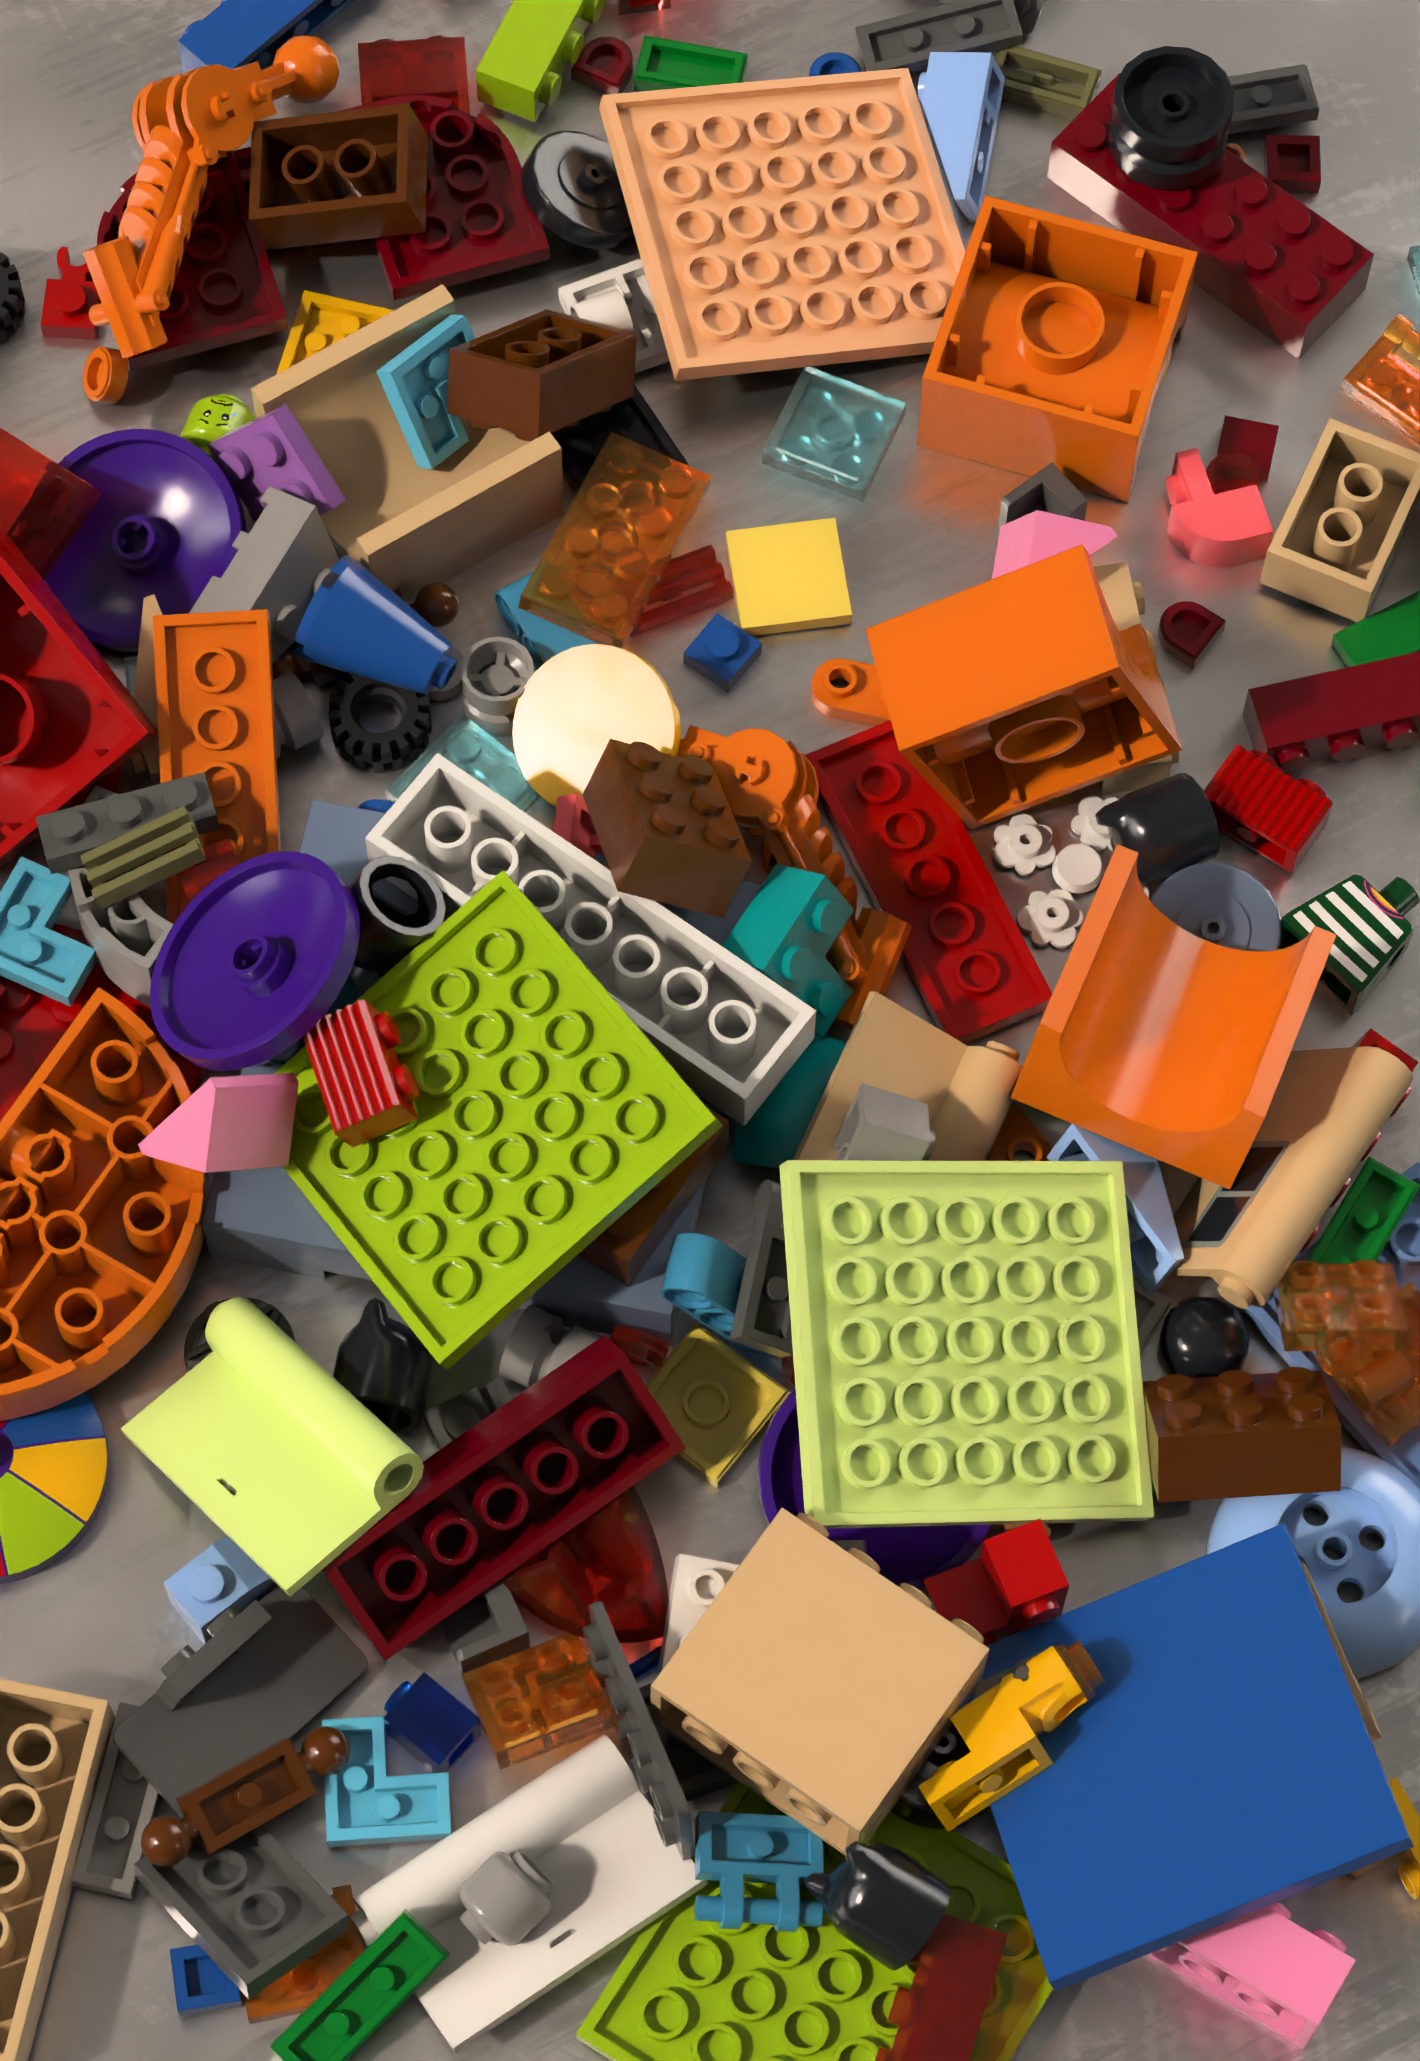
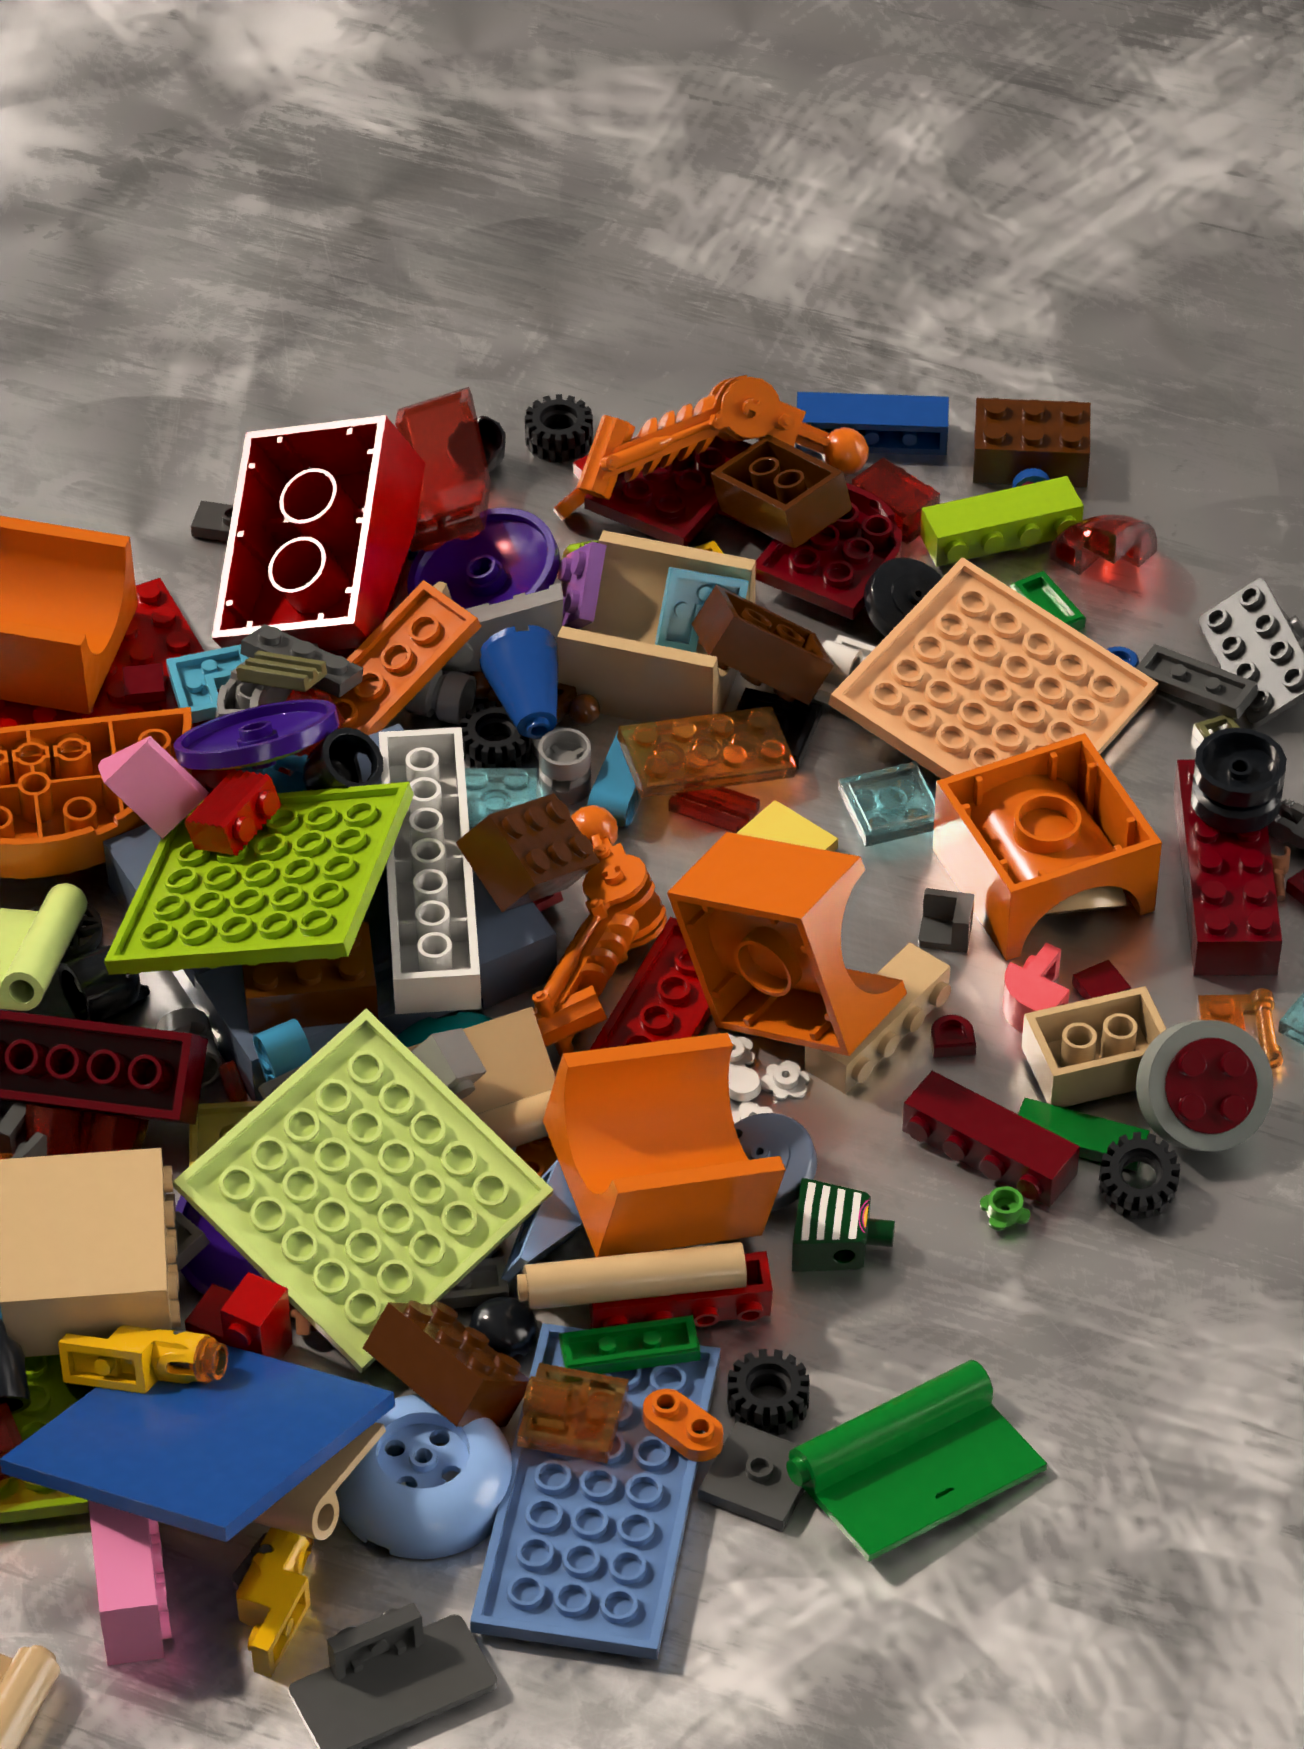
camera: 50 degrees right, 20 degrees down
(579, 705) = (594, 794): tile -> none
(604, 65) = (1006, 567): dark red tile -> none
(722, 652) = (695, 844): blue plate -> none
(789, 934) = (511, 951): teal brick -> none
(962, 108) = (1151, 725): light blue slope -> none
(1044, 535) = (904, 920): bright pink slope -> none
(1164, 823) = (795, 1088): black piece -> none
(1232, 471) = (1075, 980): clear red tile -> none
(1267, 807) = (872, 1136): red brick -> none
(1340, 1301) = (563, 1345): clear orange plate -> none

